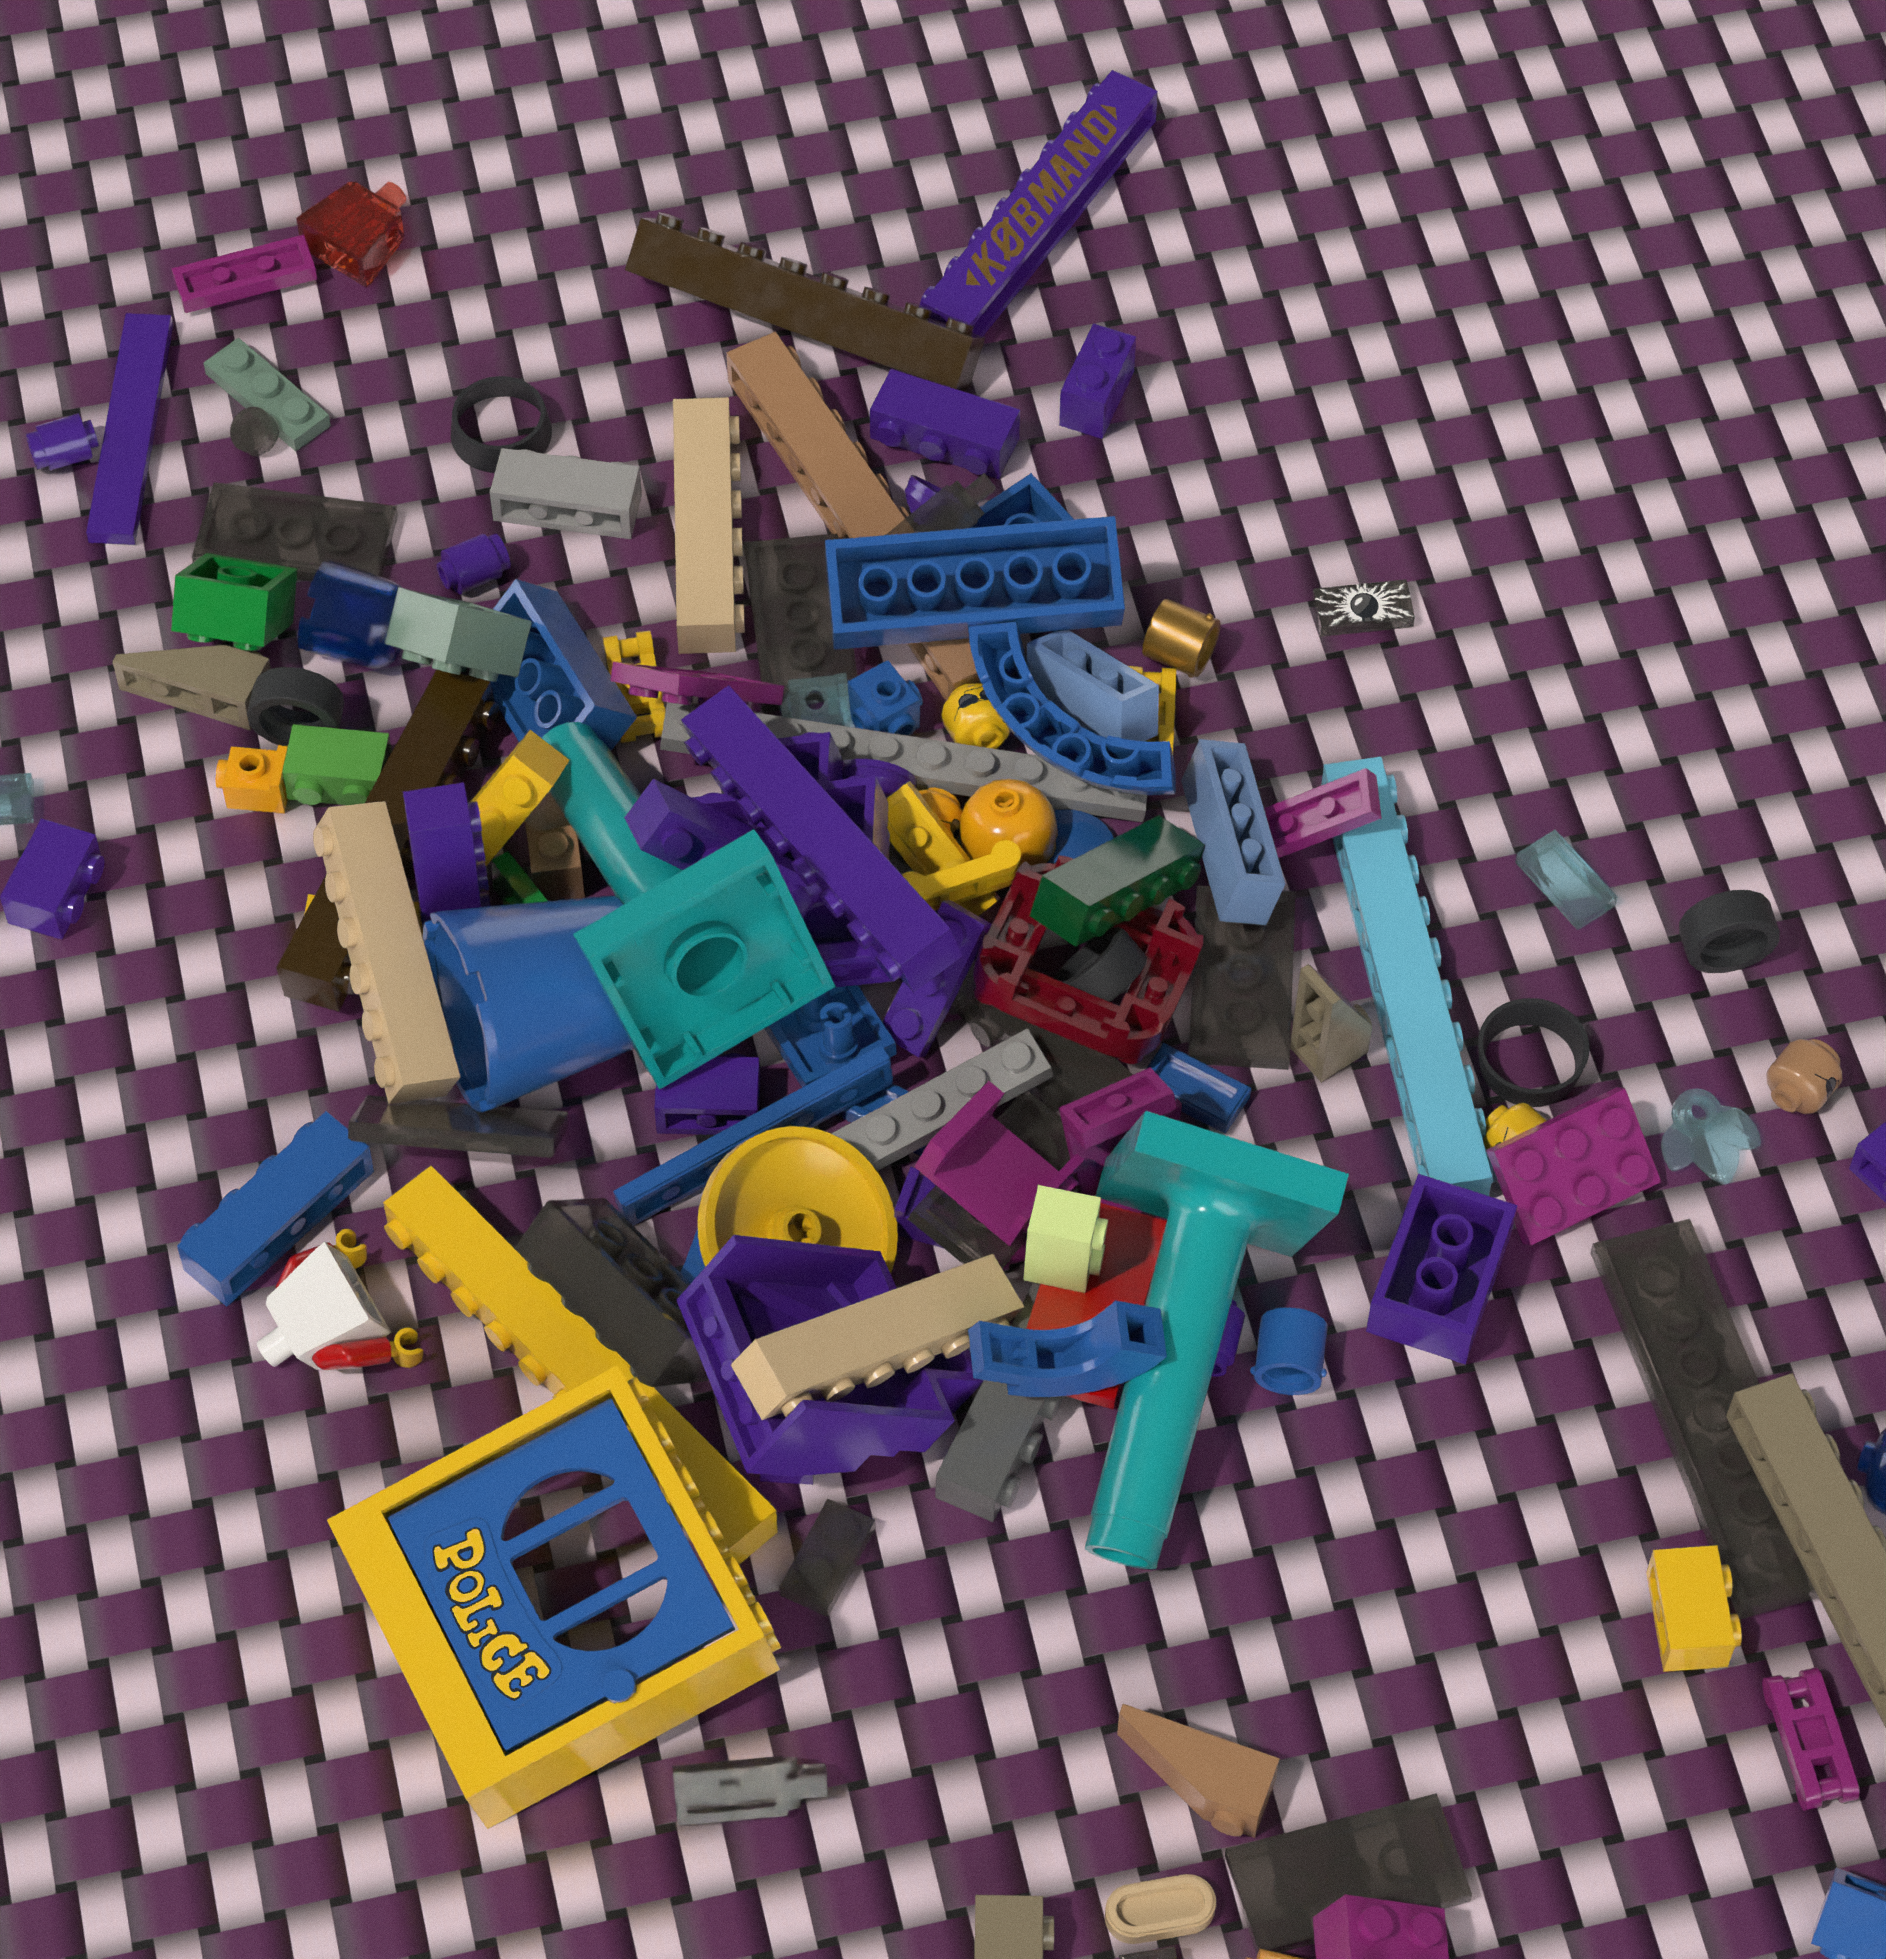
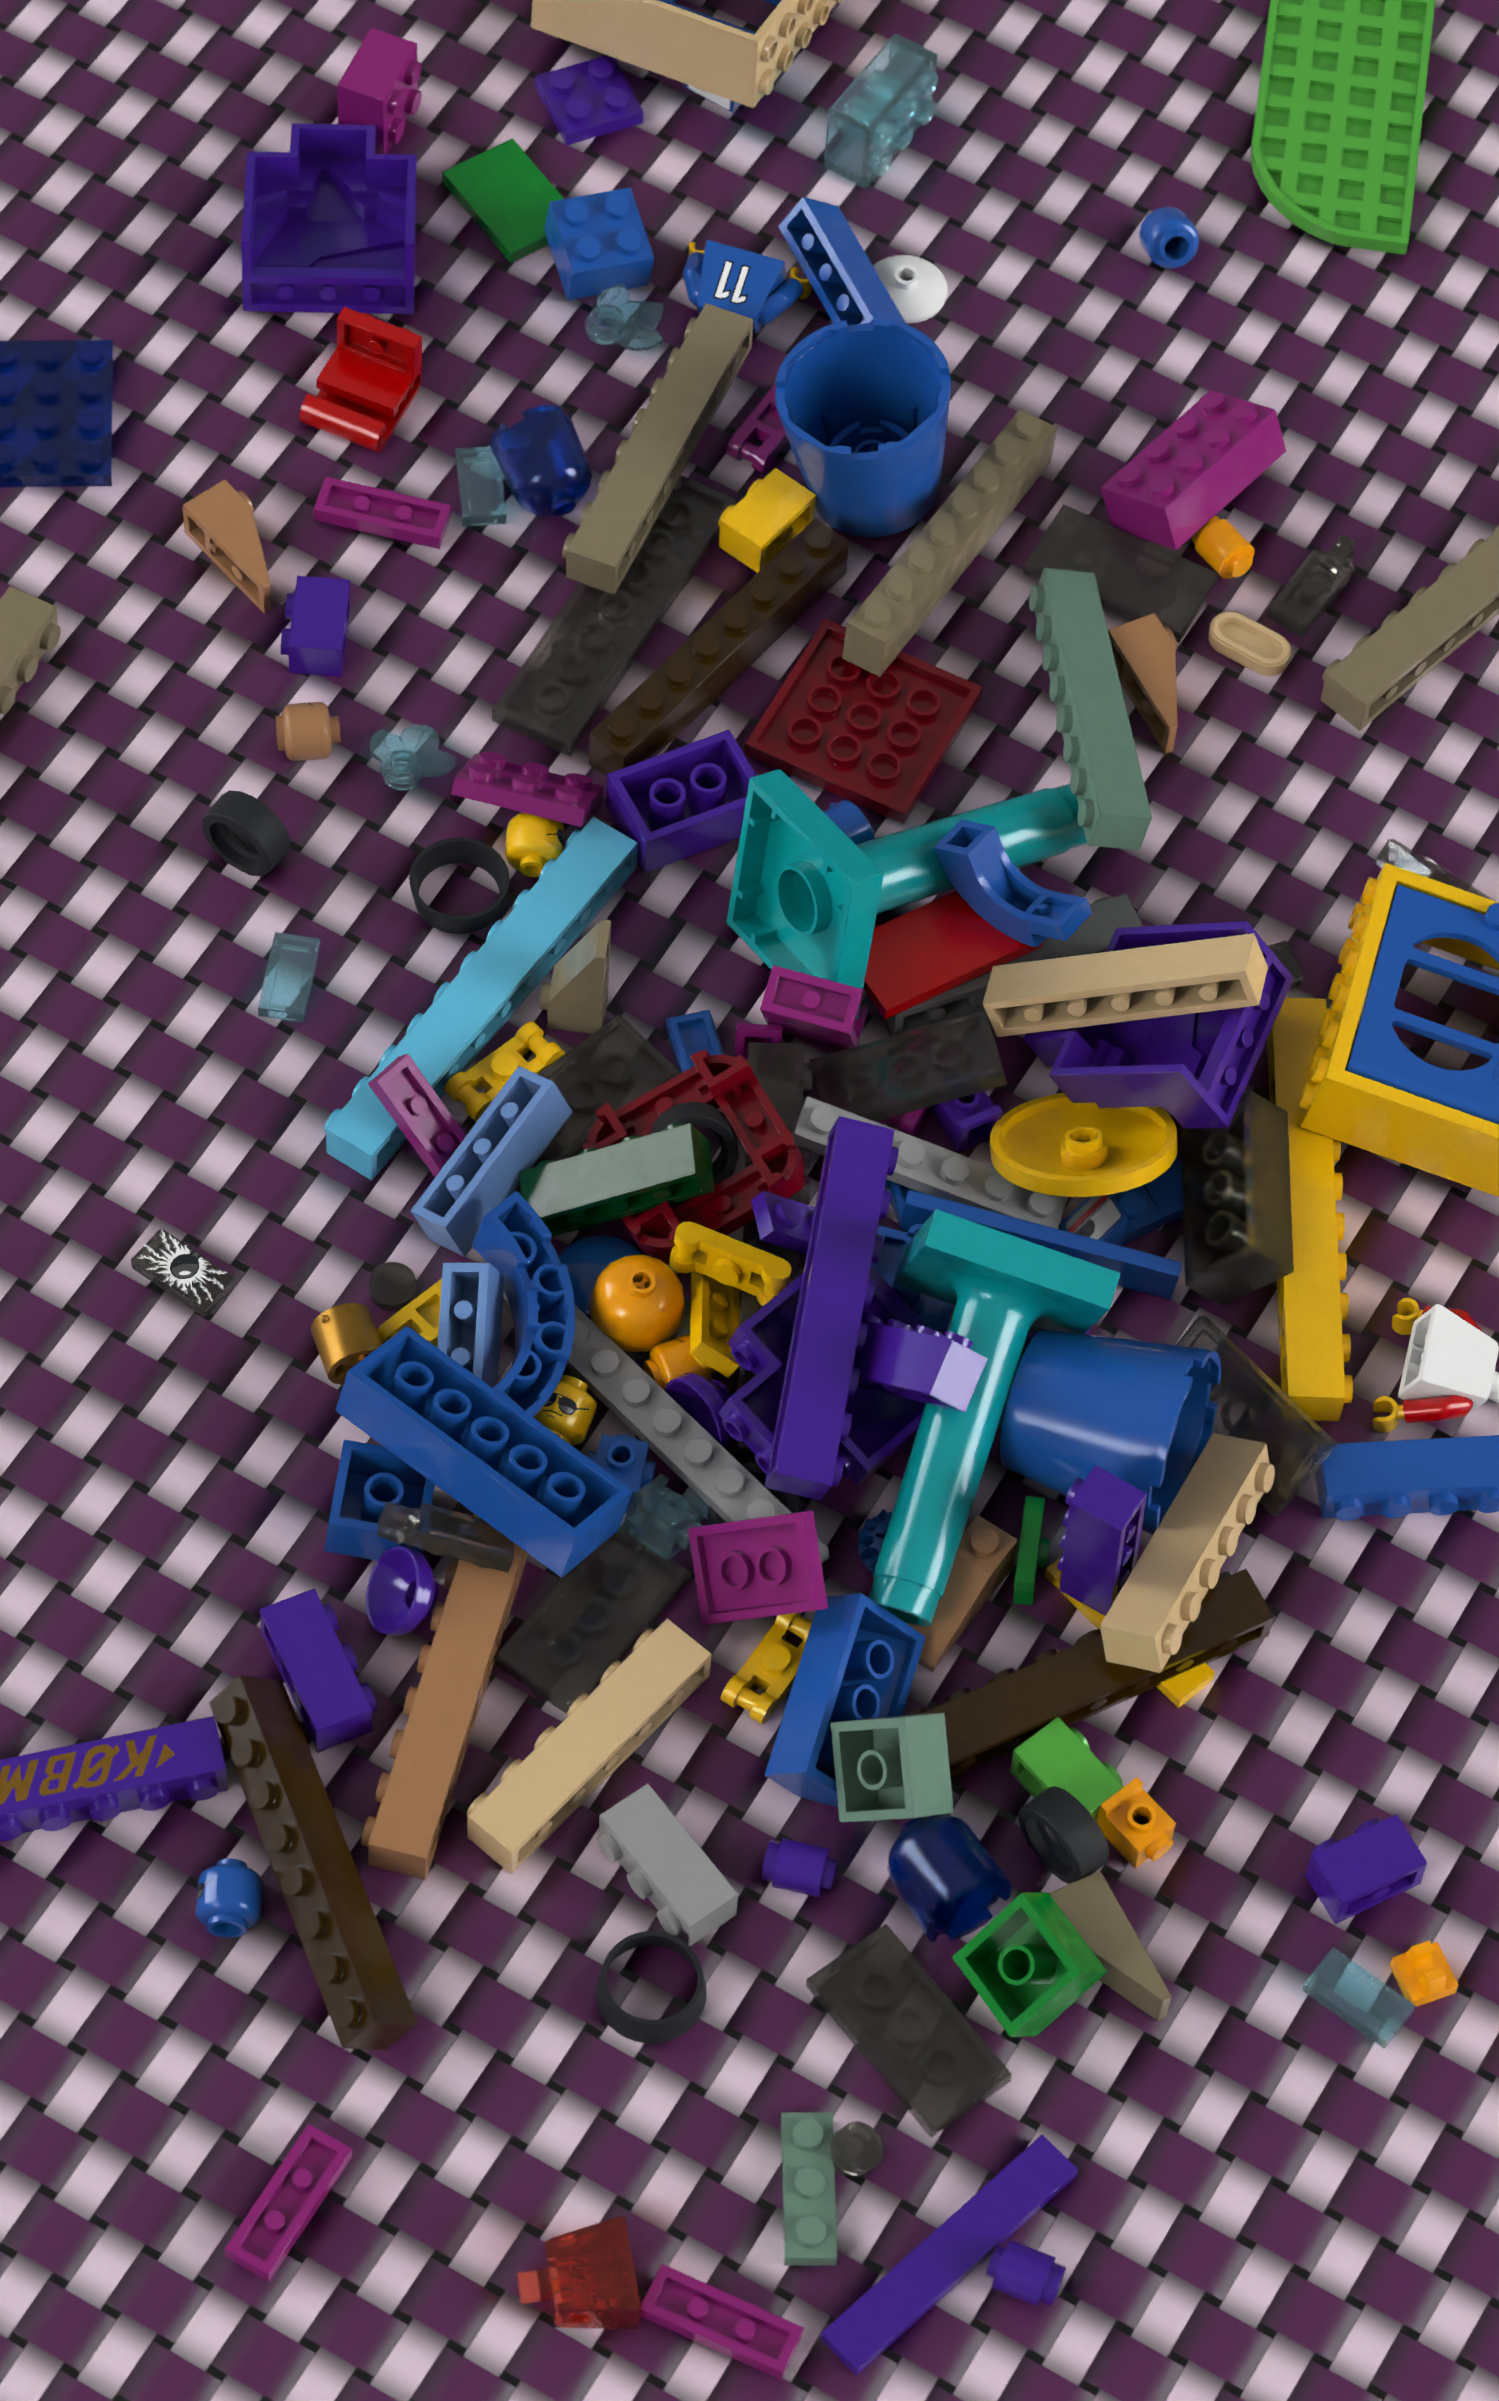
camera: 140 degrees left, 0 degrees up
(516, 790) = (1002, 1587): yellow brick -> none
(597, 133) = (288, 2202): none -> magenta plate
(836, 251) = (229, 1898): none -> blue head
(991, 1167) = (914, 1057): magenta panel -> none
(1064, 1239) = (942, 947): yellowish green brick -> none
(1097, 381) = (163, 1599): dark purple brick -> none
(1206, 1643) = (1090, 709): none -> sand green brick
(1208, 720) = (392, 1286): none -> clear smoke tile
(1321, 940) = (499, 1066): none -> yellow plate
(1396, 1499) = (862, 731): none -> dark red plate
(1513, 1730) = (949, 543): none -> dark tan brick
(1581, 1448) = (720, 650): none -> dark brown brick
(1687, 1699) = (867, 422): none -> blue cone

